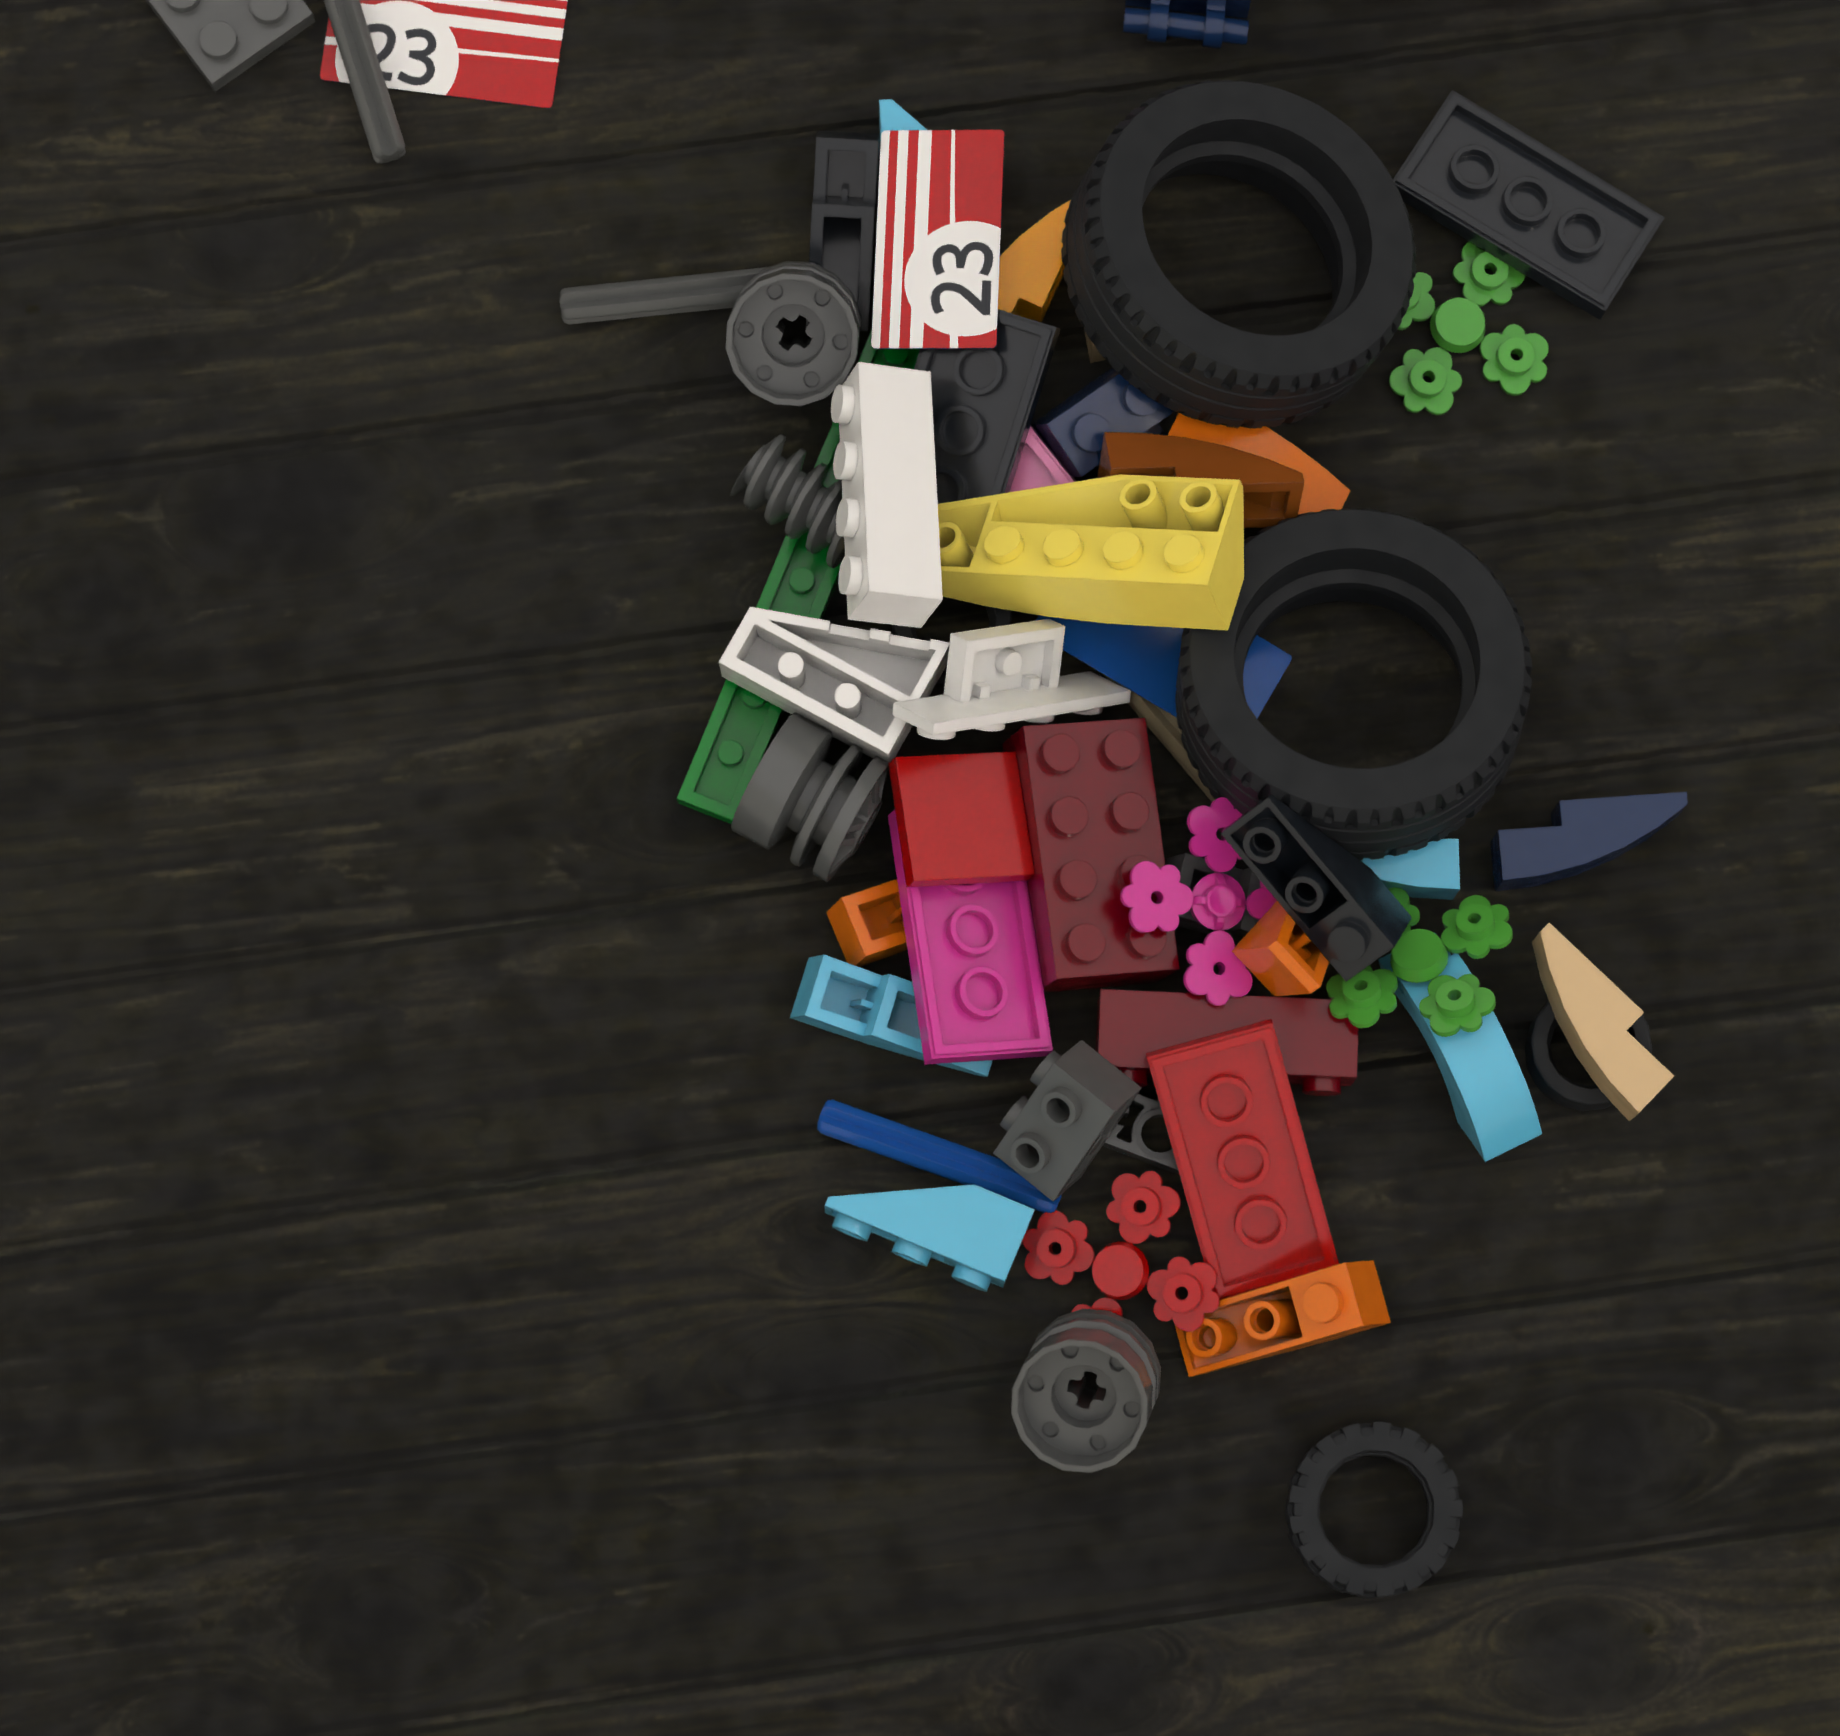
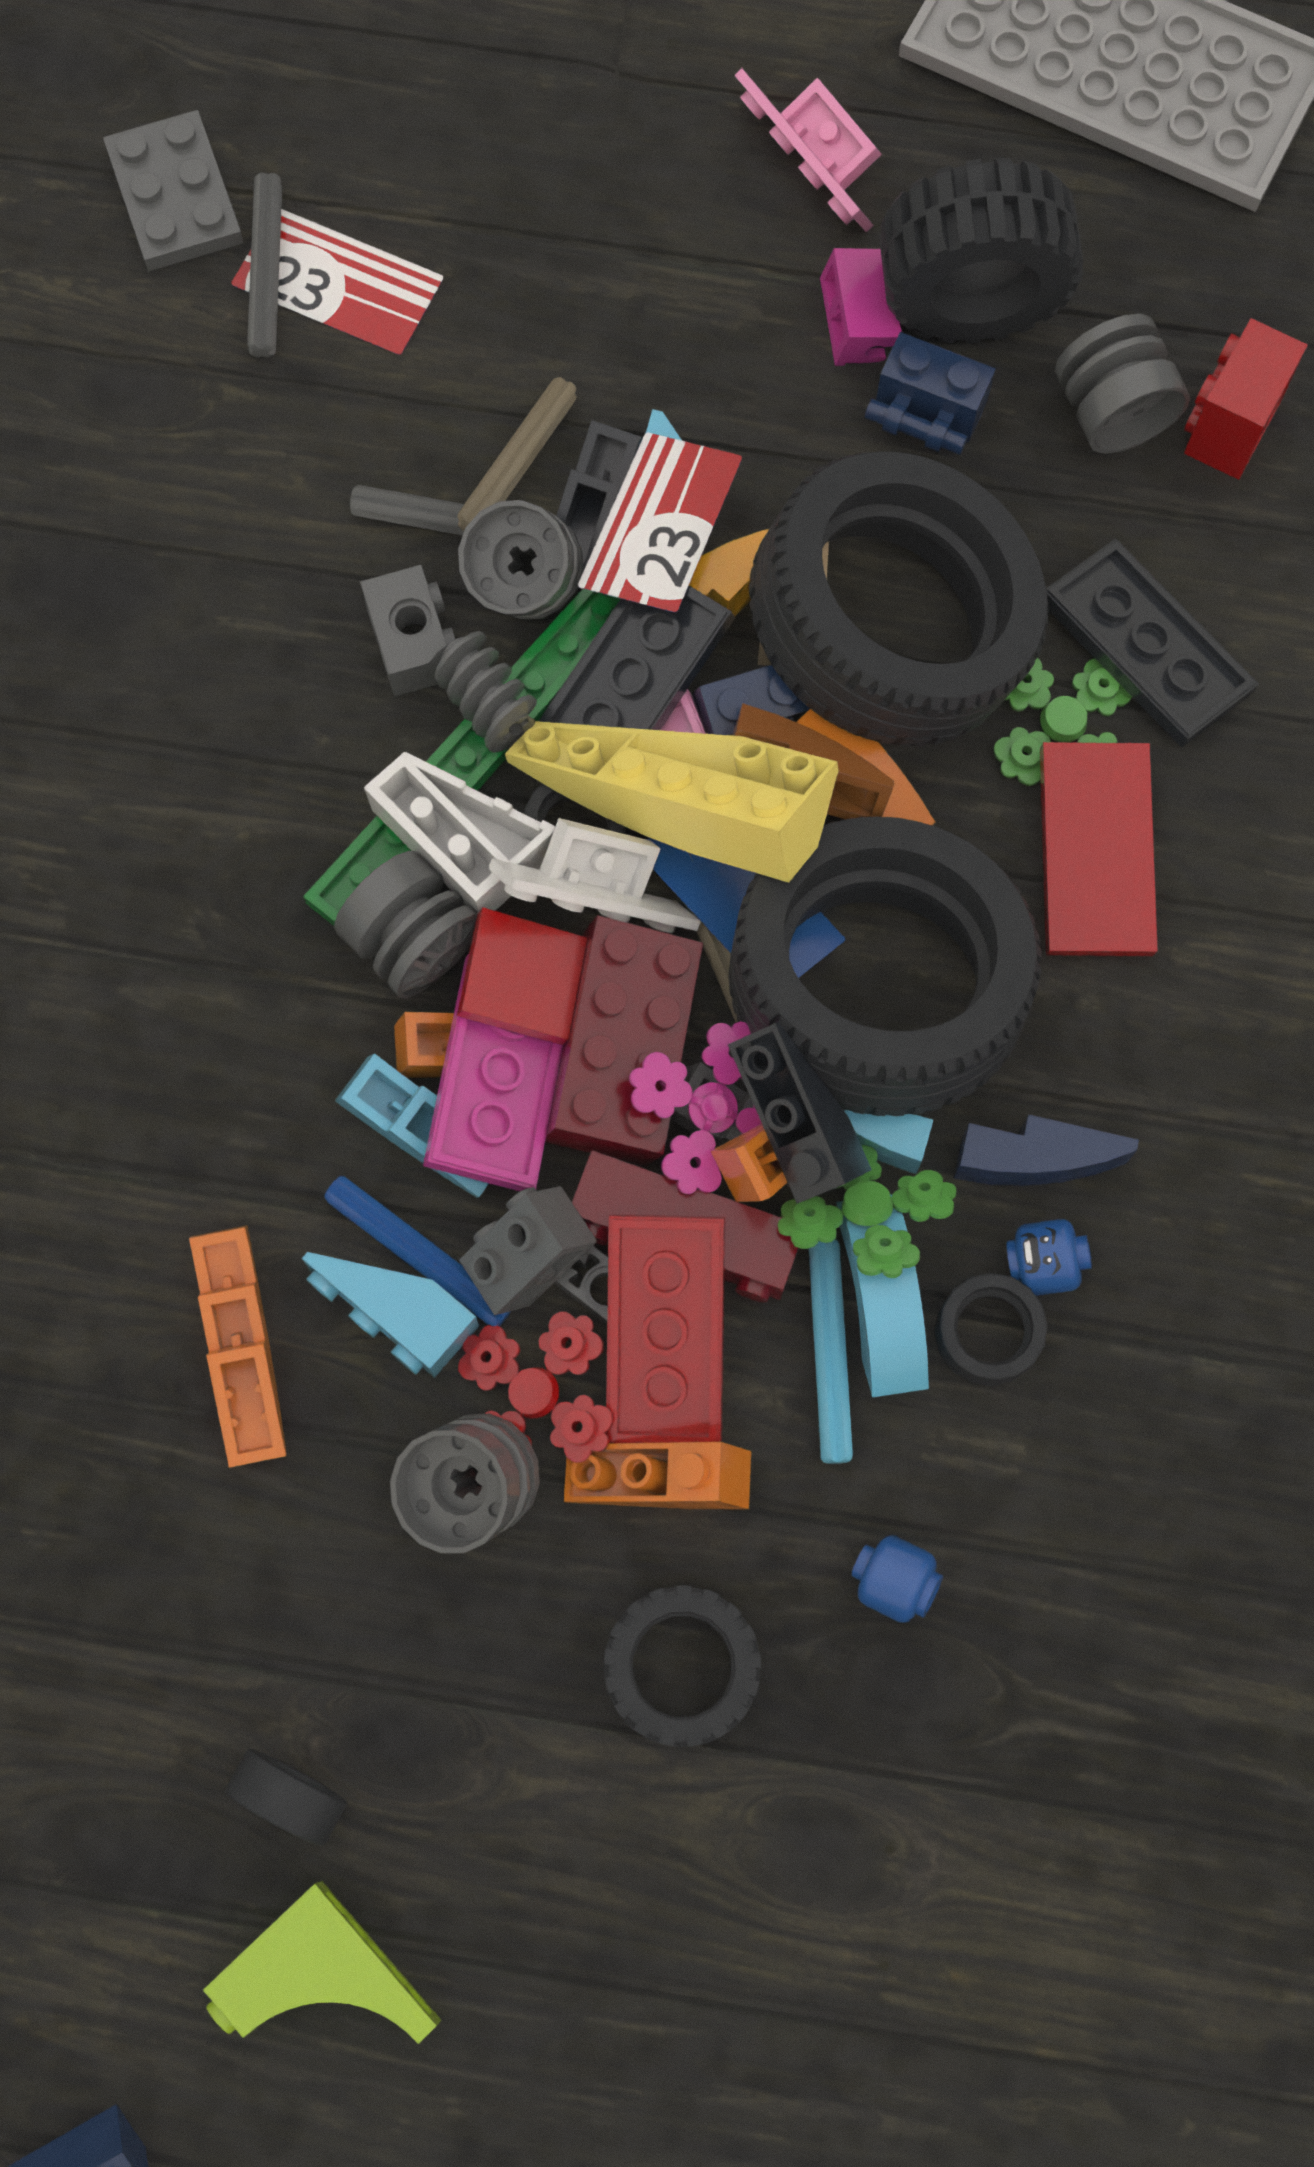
camera: 20 degrees right, 5 degrees down
(659, 418) = (392, 605): none -> dark grey brick
(738, 199) = (520, 449): none -> dark tan axle
(781, 1320) = (238, 1346): none -> orange slope
(887, 495) = (547, 697): white brick -> none
(1424, 1130) = (830, 1353): none -> medium azure axle
(1542, 468) = (1098, 849): none -> red tile
(1571, 1346) = (897, 1579): none -> blue head
(1596, 1024) = (1002, 1308): tan slope -> none
(1629, 947) = (1048, 1256): none -> blue head

